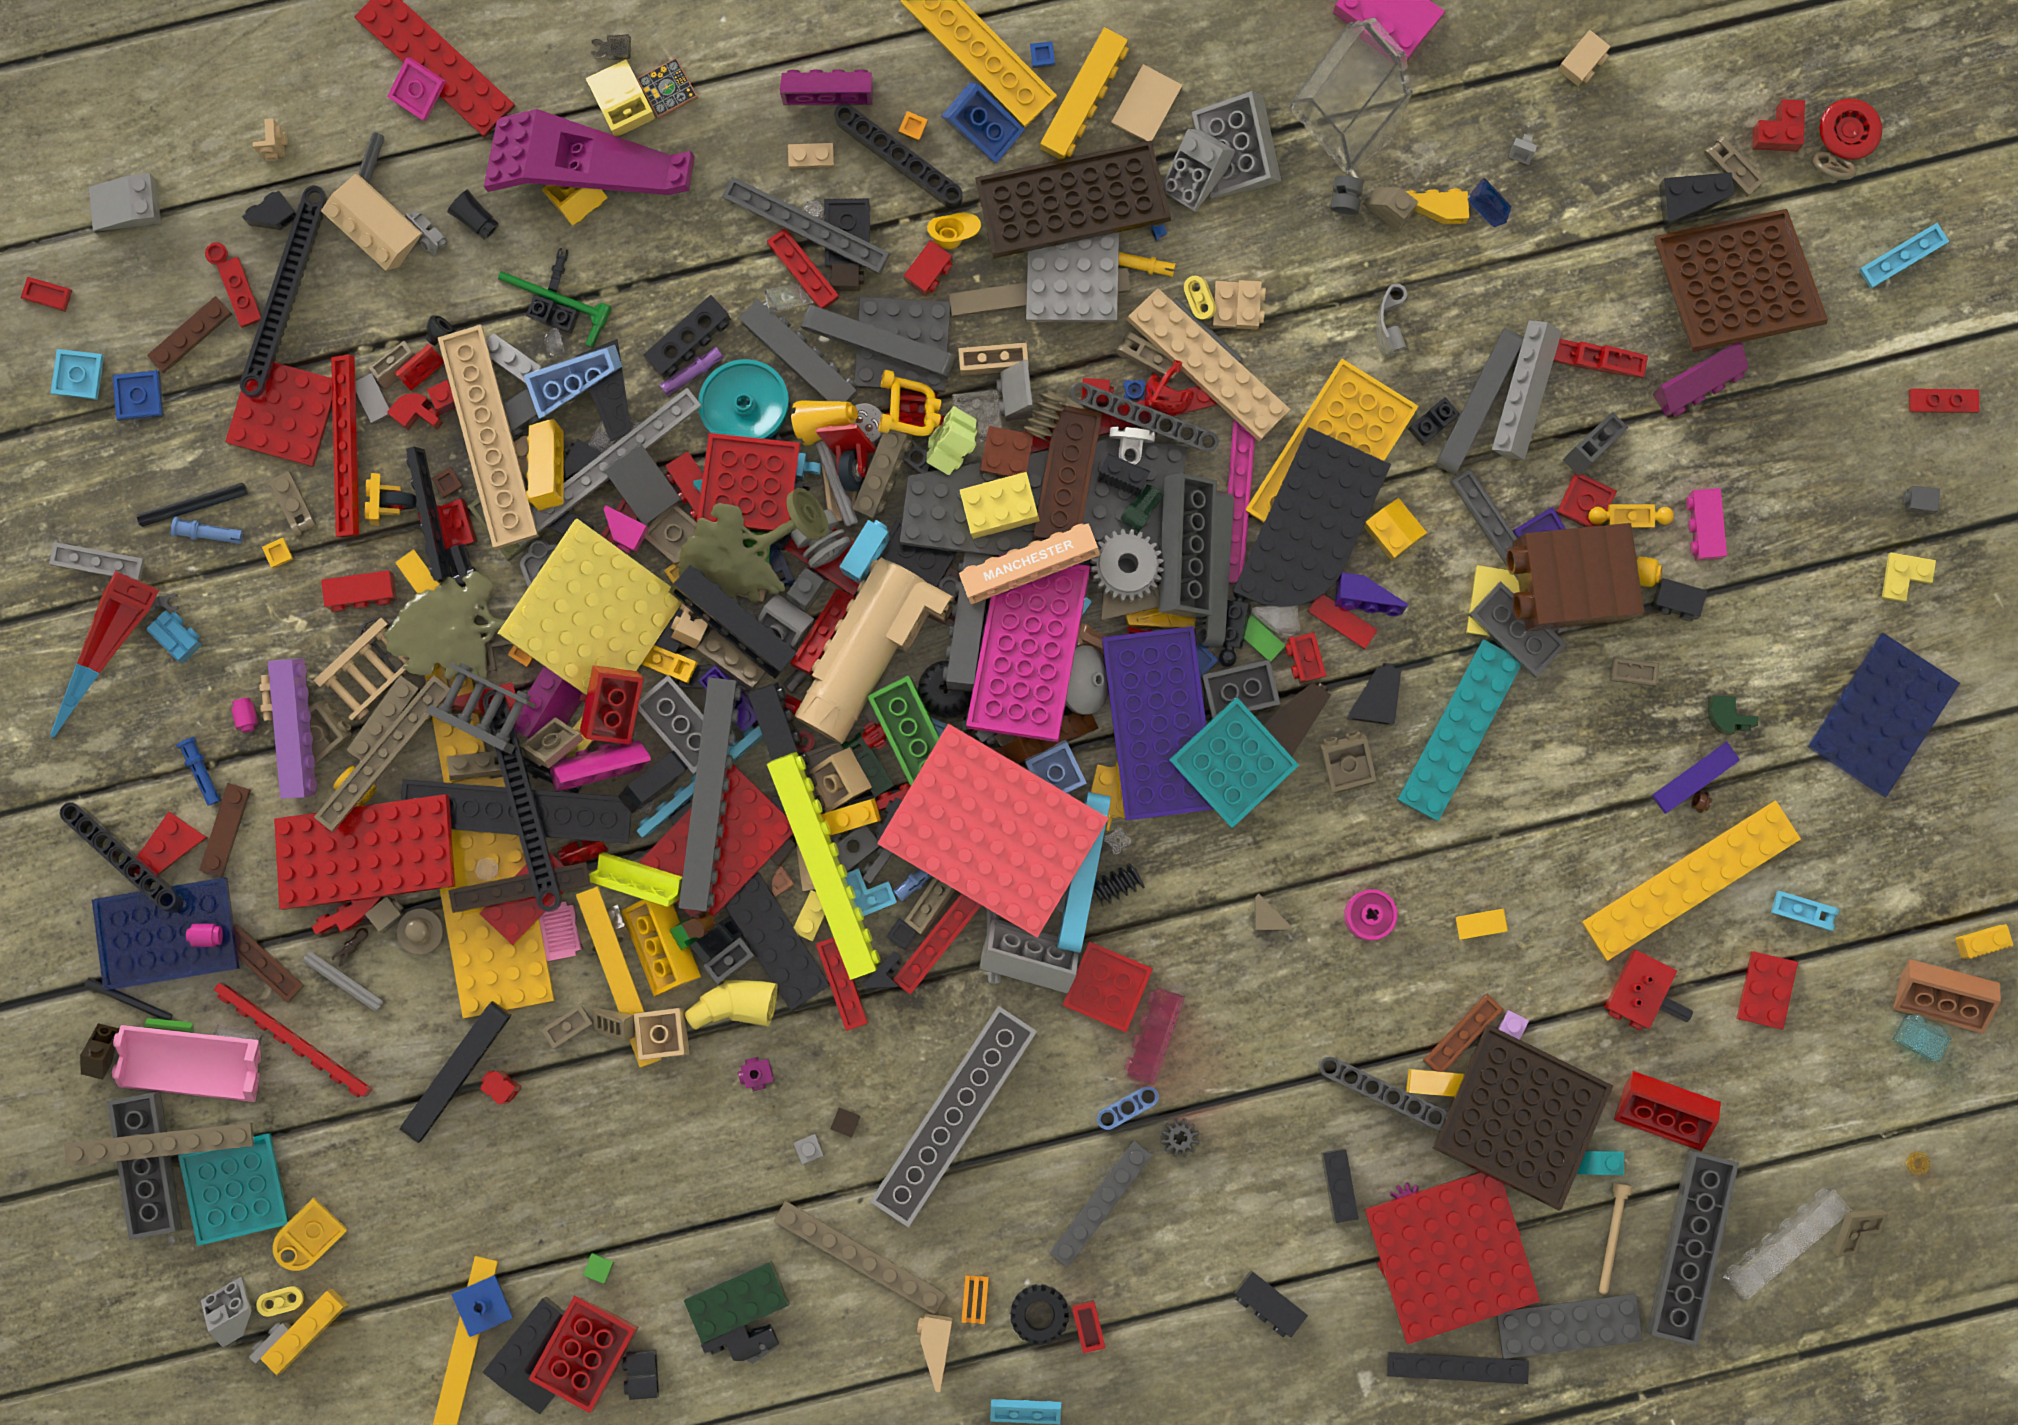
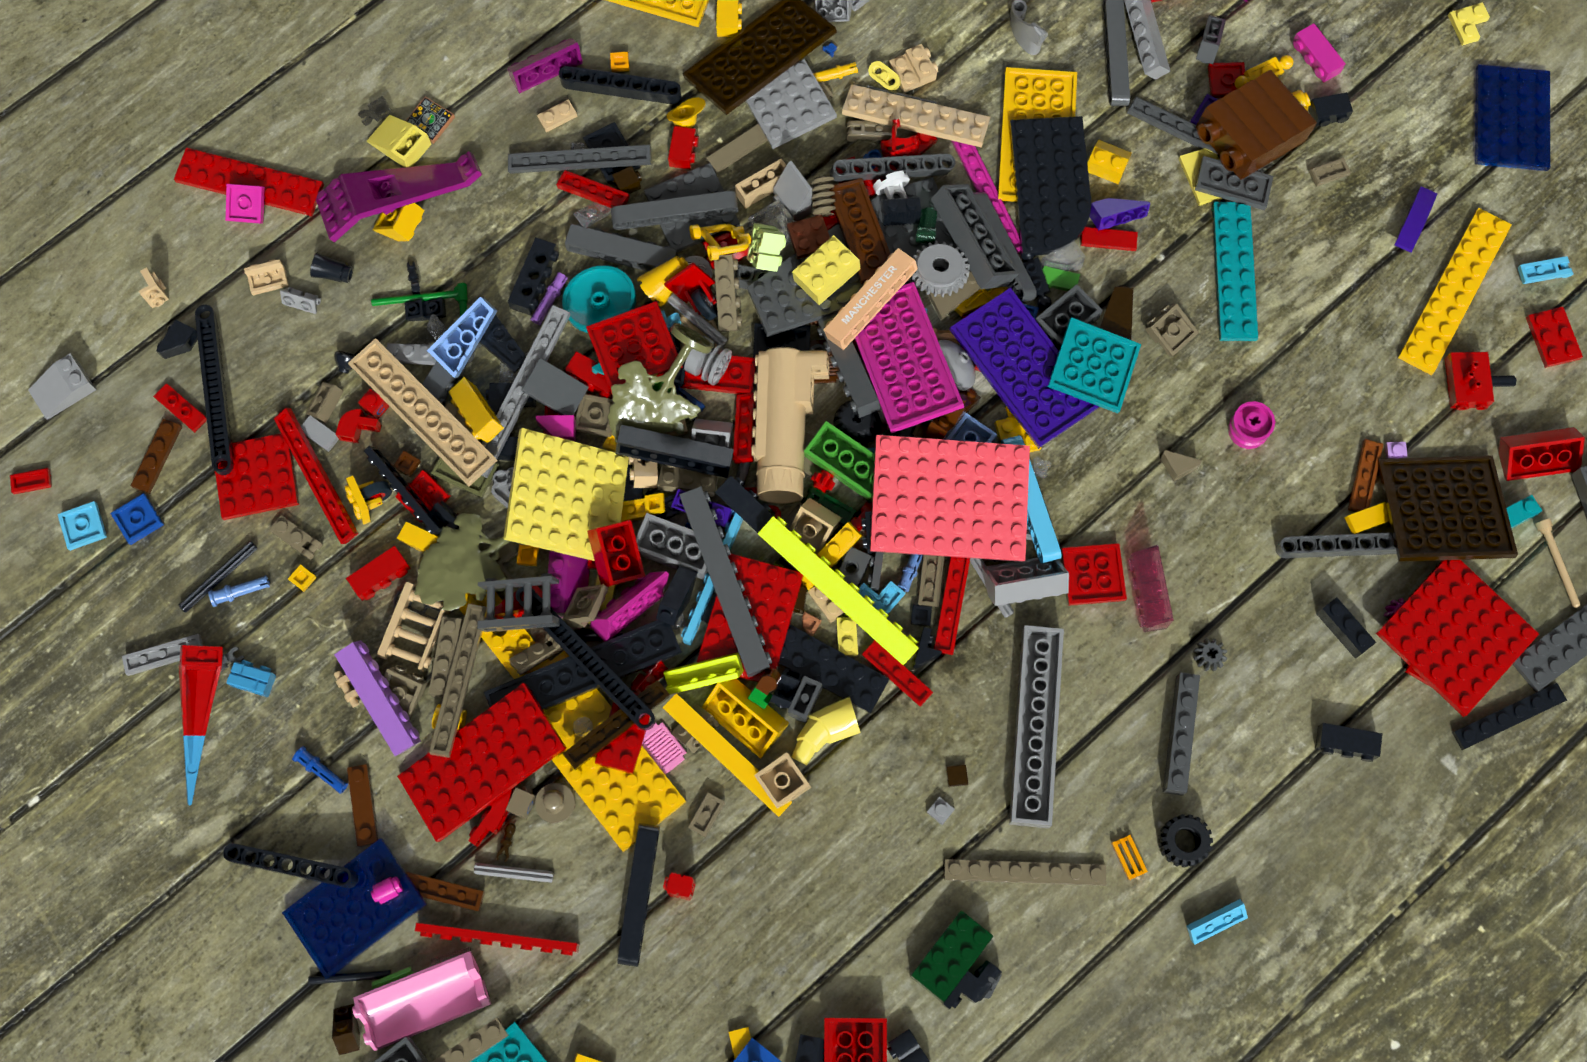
camera: 30 degrees left, 10 degrees down
(169, 843) = (323, 836): red wing -> none
(216, 253) = (149, 389): red plate -> none
(244, 715) = (335, 709): dark pink brick -> none
(371, 156) = (234, 274): dark grey axle -> none
(372, 222) = (257, 308): tan slope -> none
(401, 188) = (266, 276): none -> tan bracket
(419, 367) = (344, 392): red plate -> none
(598, 1268) = (829, 989): bright green tile -> none
(625, 1020) = (753, 786): dark tan slope -> none
(764, 1070) = (874, 767): magenta brick -> none
(806, 589) = (715, 403): dark grey torso -> none
(865, 550) = (745, 353): medium azure window -> none
(934, 1339) = (1121, 904): tan slope -> none
(983, 122) = (667, 35): blue slope -> none
(1088, 1326) = (1227, 830): red brick -> none
(1117, 883) = (1058, 494): black piece -> none
(1139, 1107) = (1163, 645): medium blue beam -> none
(1306, 658) = (1099, 275): red bracket -> none
(1379, 697) = (1166, 276): black slope -> none
(1433, 421) = (1092, 78): black slope -> none
(1481, 924) = (1331, 392): yellow slope -> none
(1701, 801) = (1429, 234): reddish brown plate -> none
(1723, 718) = (1408, 170): dark green brick -> none

